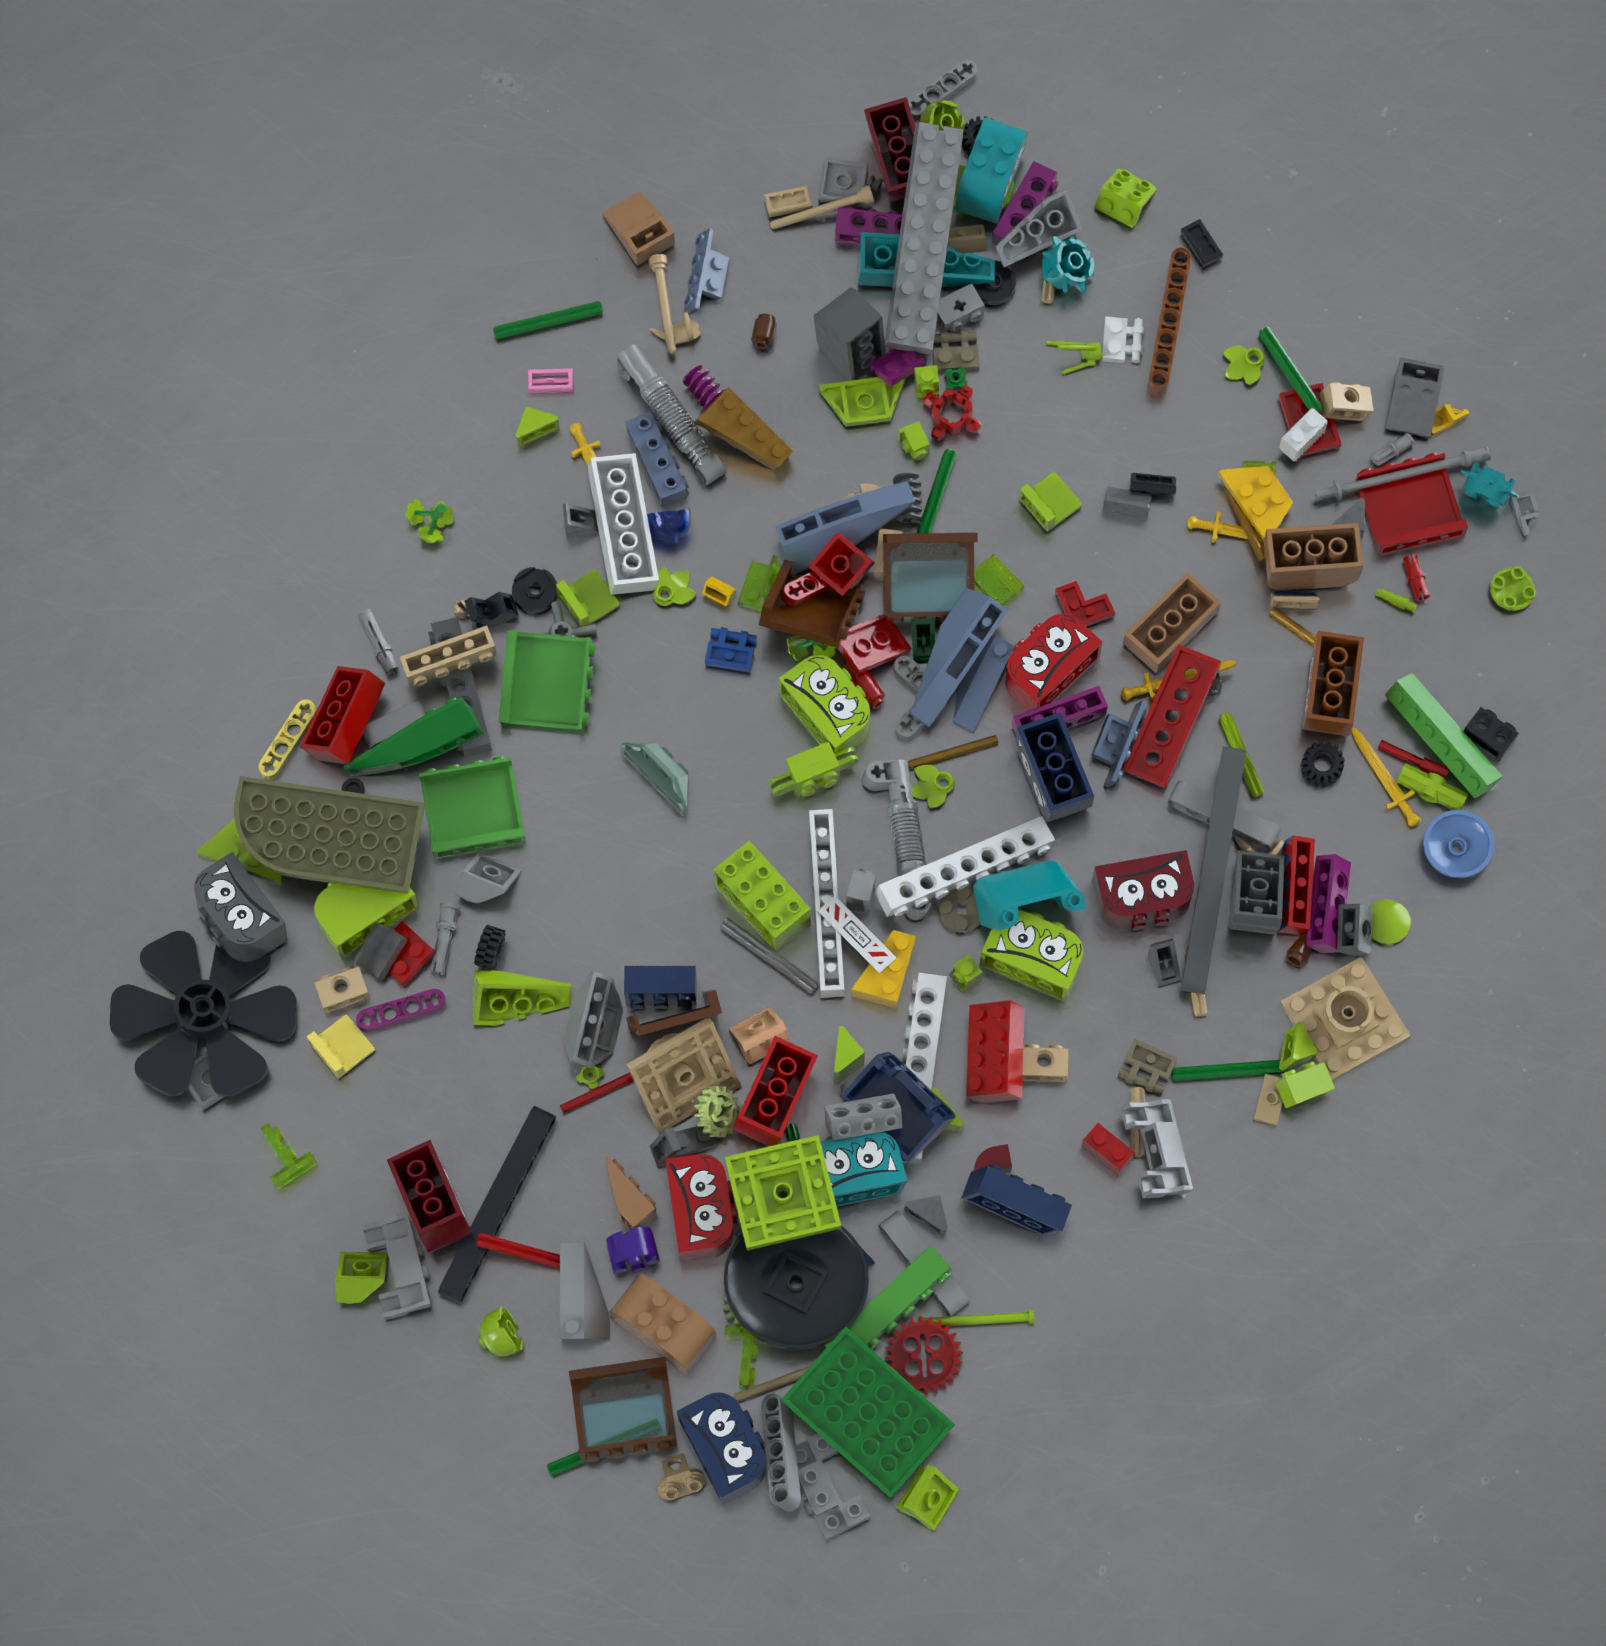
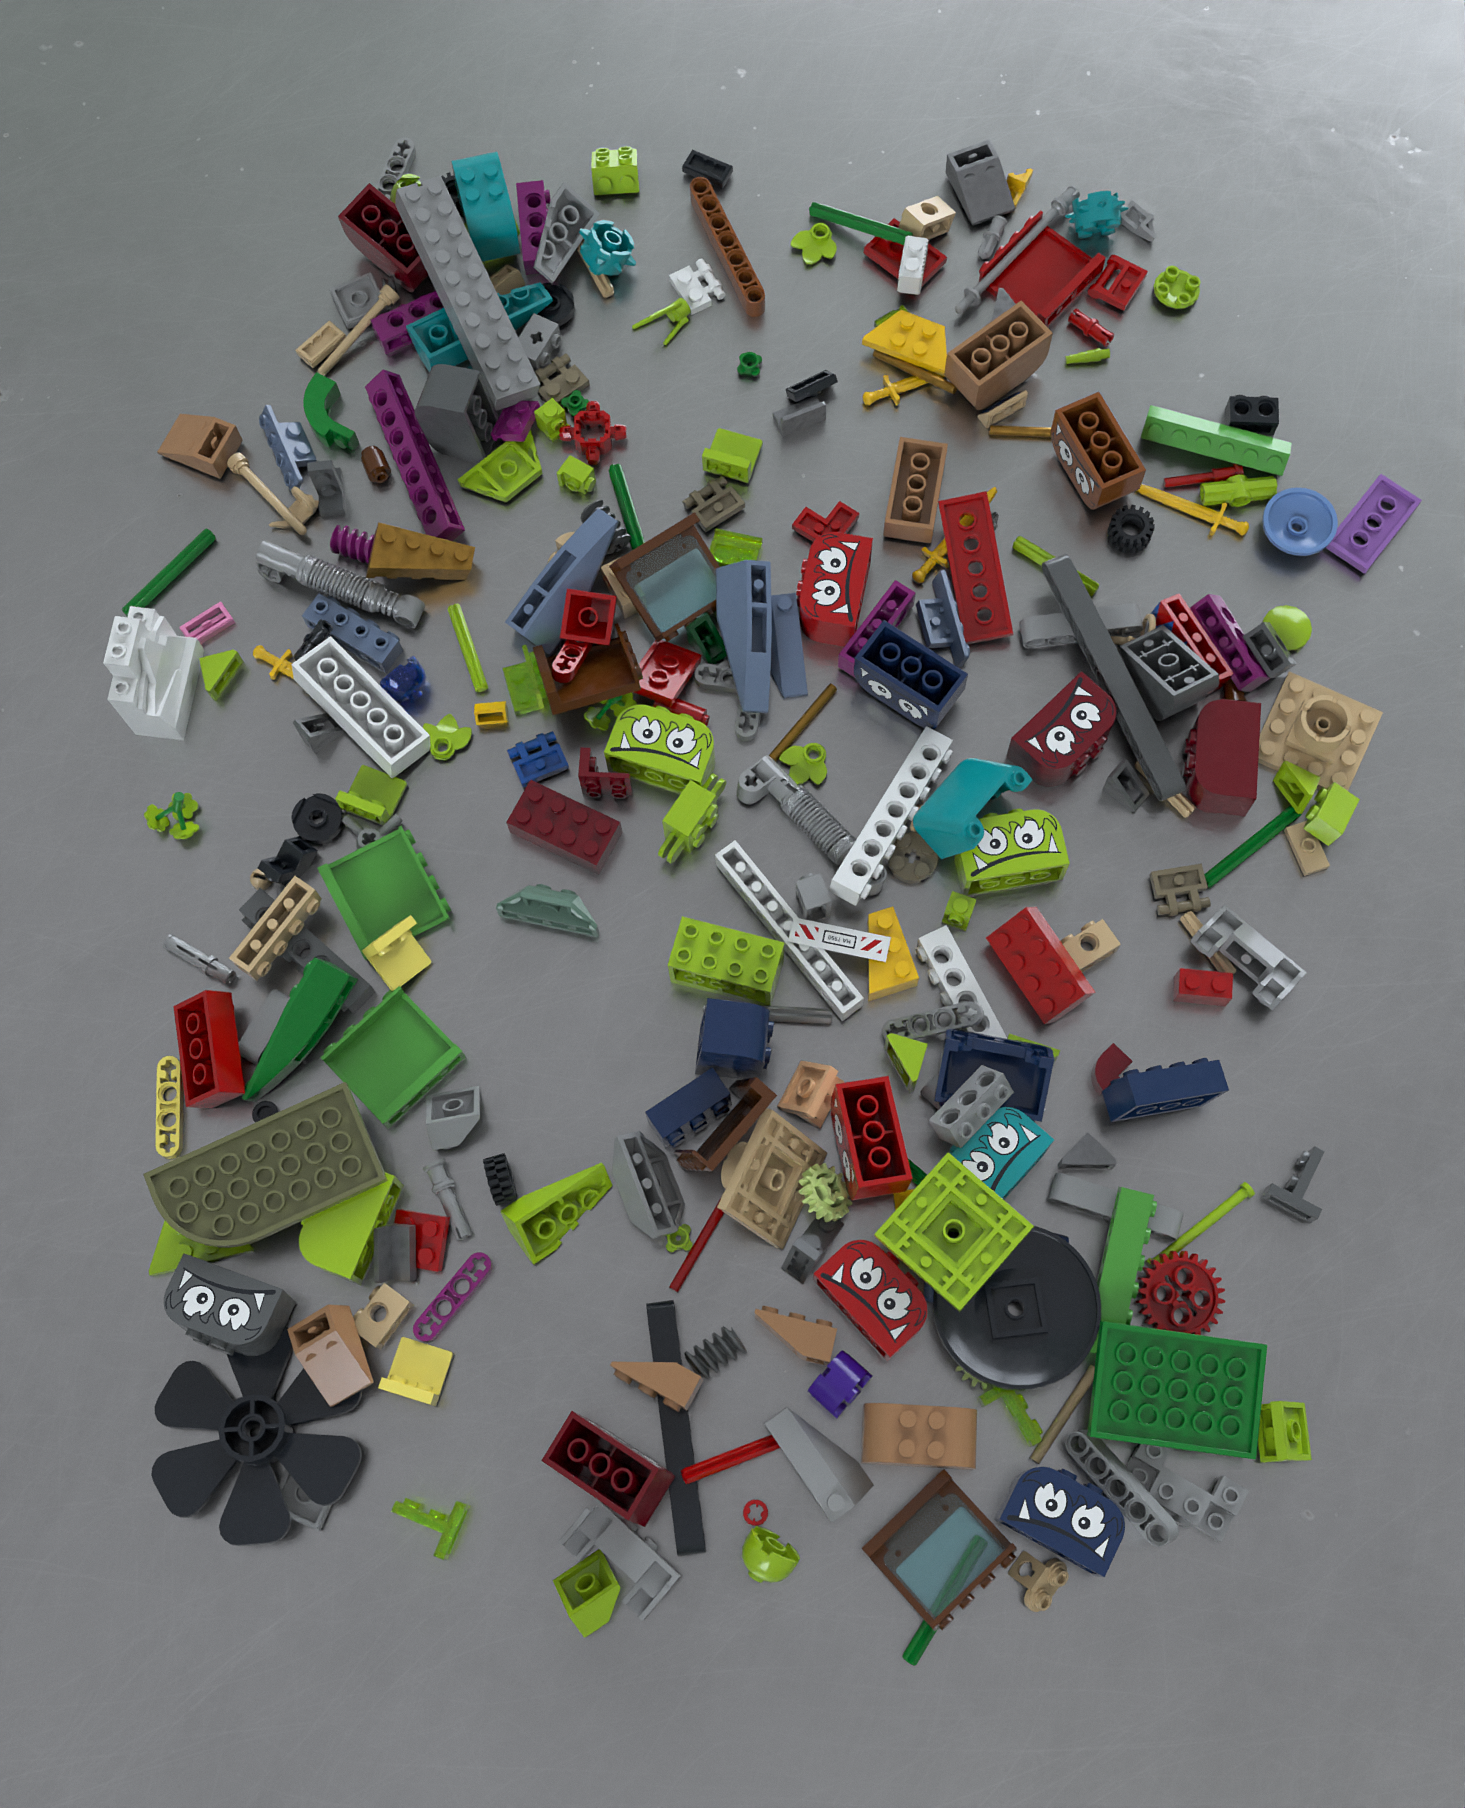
camera: 30 degrees left, 0 degrees up
(290, 990) = (331, 1352): none -> medium nougat slope
(483, 399) = (152, 673): none -> white panel
(513, 1166) = (666, 1379): none -> medium nougat slope
(518, 1305) = (764, 1514): none -> red bush
(524, 733) = (397, 954): none -> light yellow bracket
(560, 1172) = (715, 1352): none -> dark grey piece
(621, 447) = (313, 639): none -> black pin
(714, 716) = (564, 827): none -> dark red brick
(715, 329) = (329, 487): none -> dark grey bracket
(724, 955) = (734, 1039): none -> dark blue brick
(736, 527) = (467, 647): none -> lime axle
(751, 251) = (317, 403): none -> green arch
(760, 699) = (601, 783): none -> dark red bracket
(796, 346) = (414, 456): none -> magenta brick
(885, 1039) = (932, 1020): none -> light grey beam
(1007, 537) = (717, 508): none -> dark tan plate
(1069, 1337) = (1297, 1186): none -> dark grey bracket
(1117, 426) = (749, 358): none -> green plate
(1254, 986) = (1223, 757): none -> dark red brick
(1471, 559) = (1124, 285): none -> red plate
(1527, 869) = (1367, 508): none -> medium lavender plate

